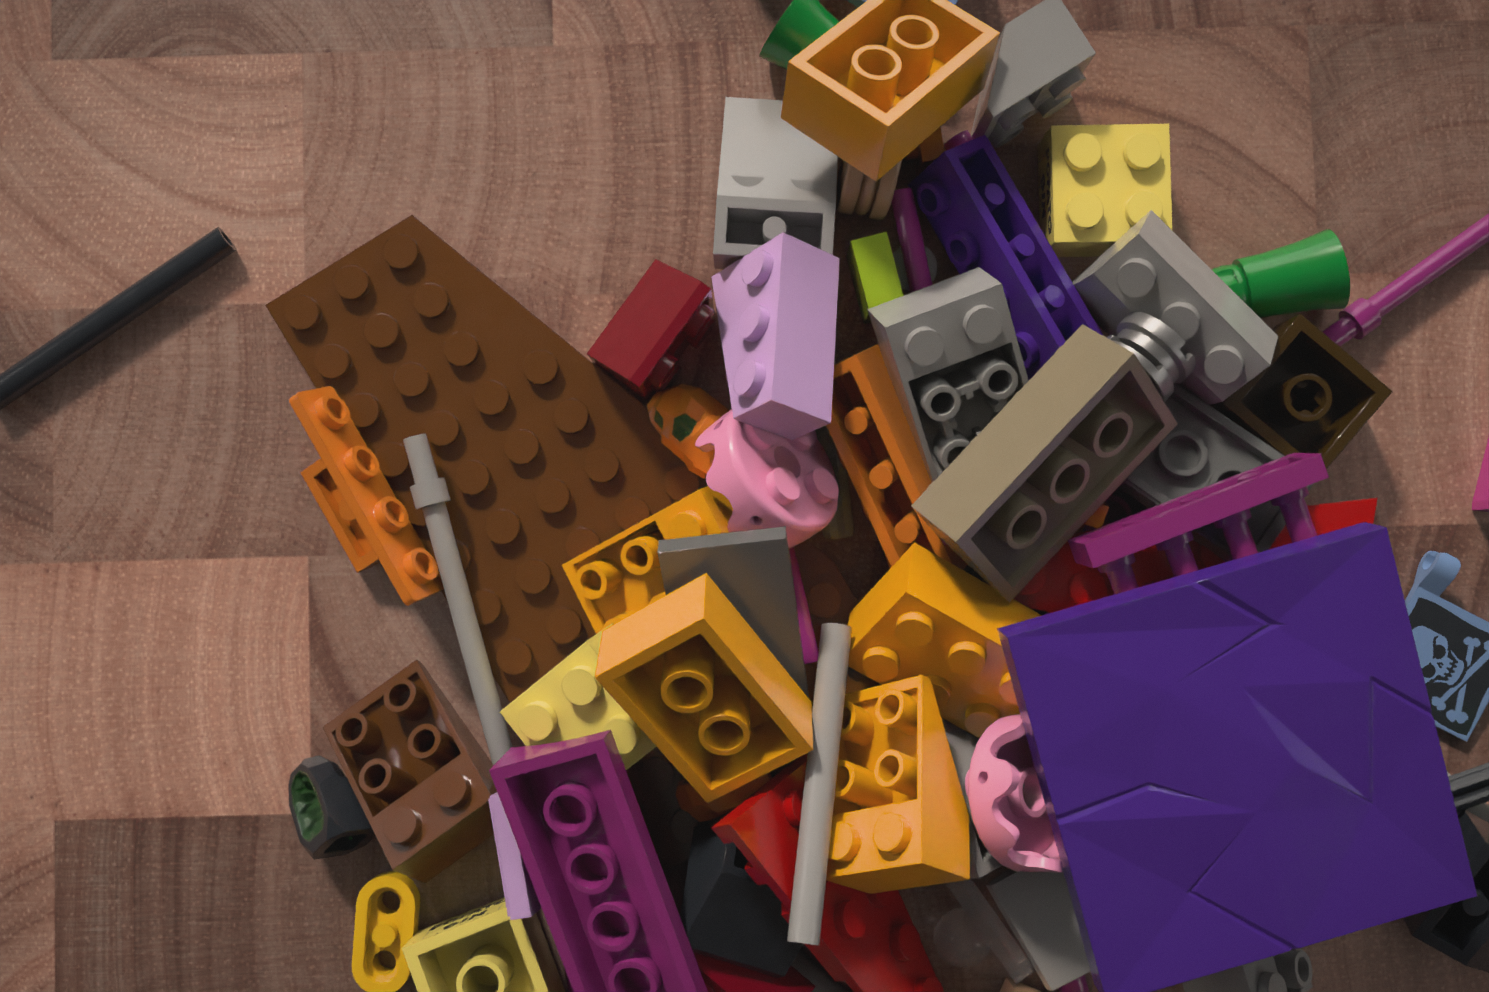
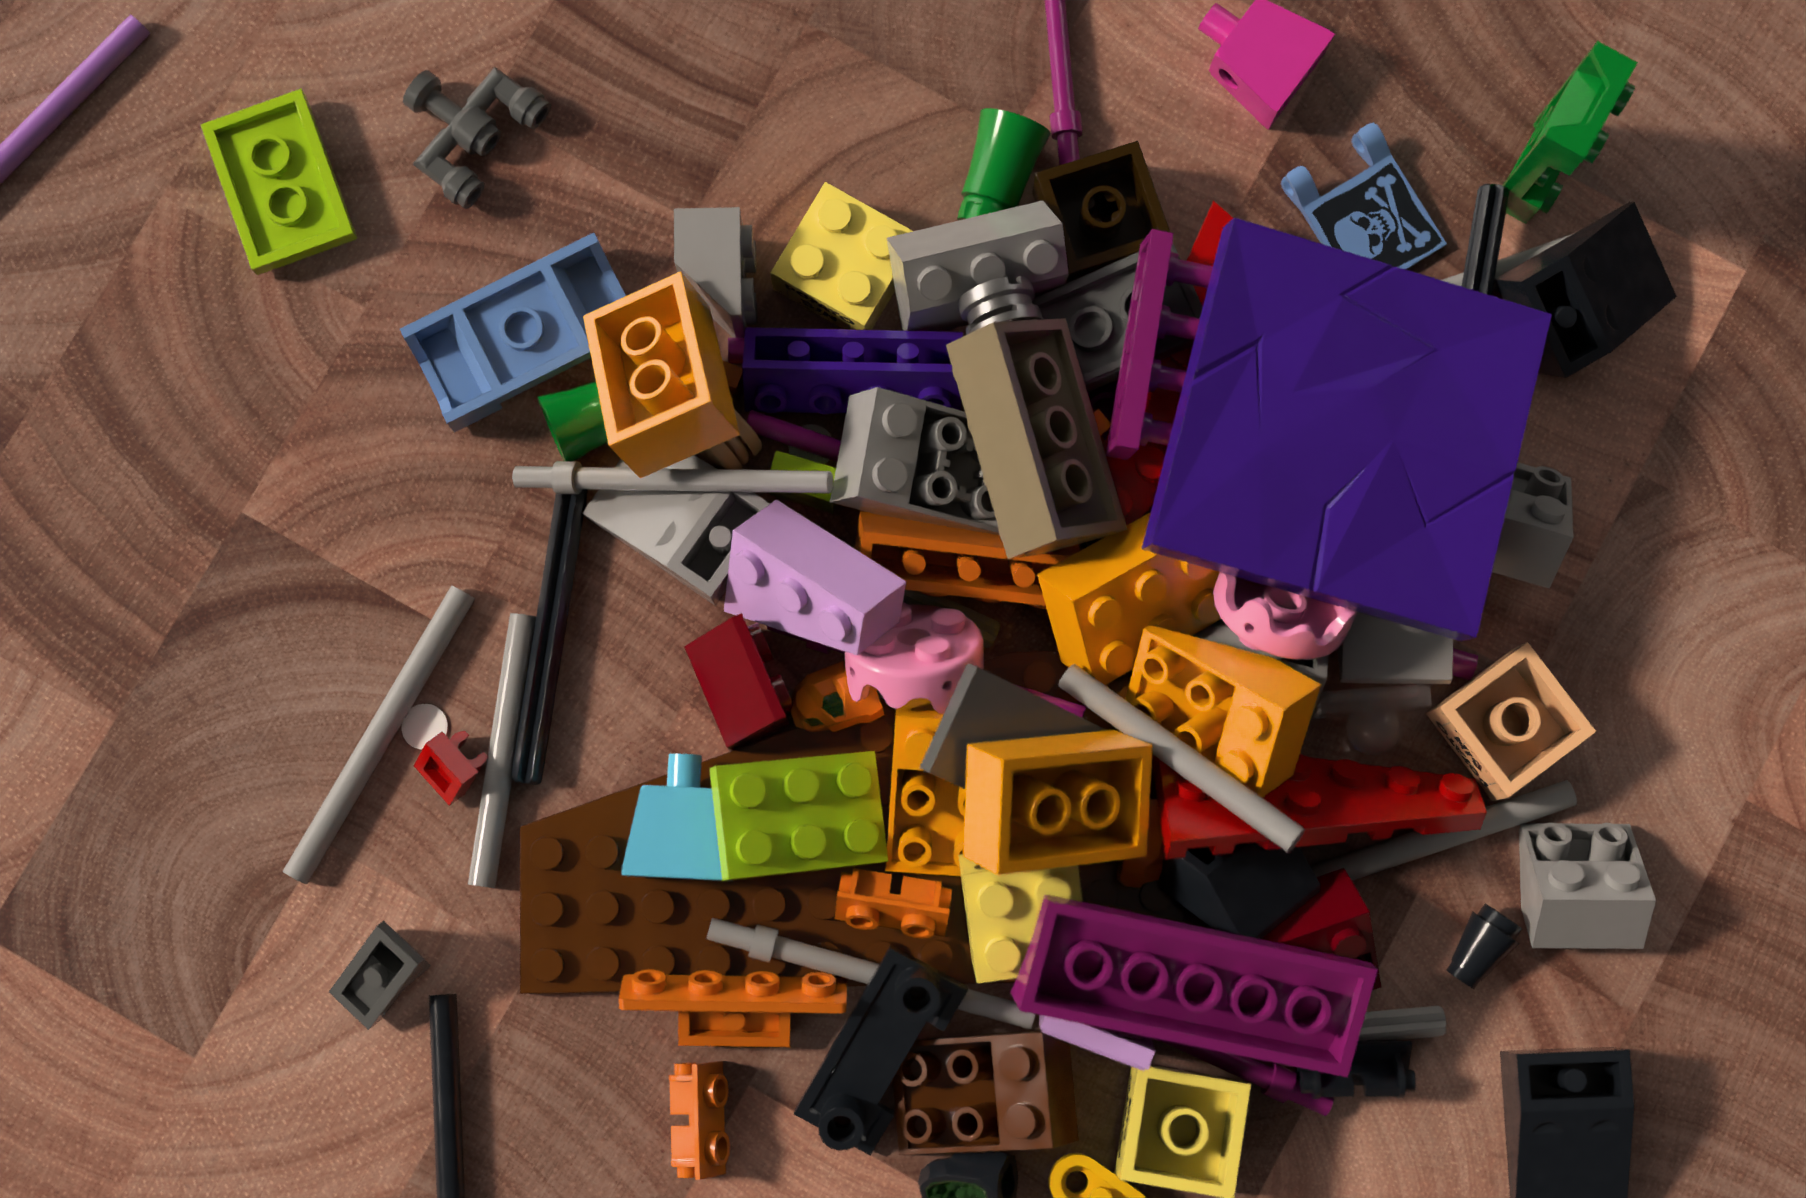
camera: 65 degrees left, 5 degrees down
(210, 169) = (378, 975): none -> dark grey slope
(227, 547) = (703, 1145): none -> orange hinge
(396, 648) = (873, 1049): none -> black brick
(421, 41) = (378, 735): none -> light grey piece
(424, 119) = (447, 767): none -> red tile
(454, 78) = (423, 724): none -> white sticker
(471, 158) = (501, 752): none -> light grey piece
(486, 356) = (675, 827): none -> medium azure torso
(523, 570) = (917, 911): none -> orange hinge
(559, 455) = (798, 815): none -> lime plate
(609, 131) = (548, 638): none -> black axle
(750, 66) = (571, 478): none -> light grey bar

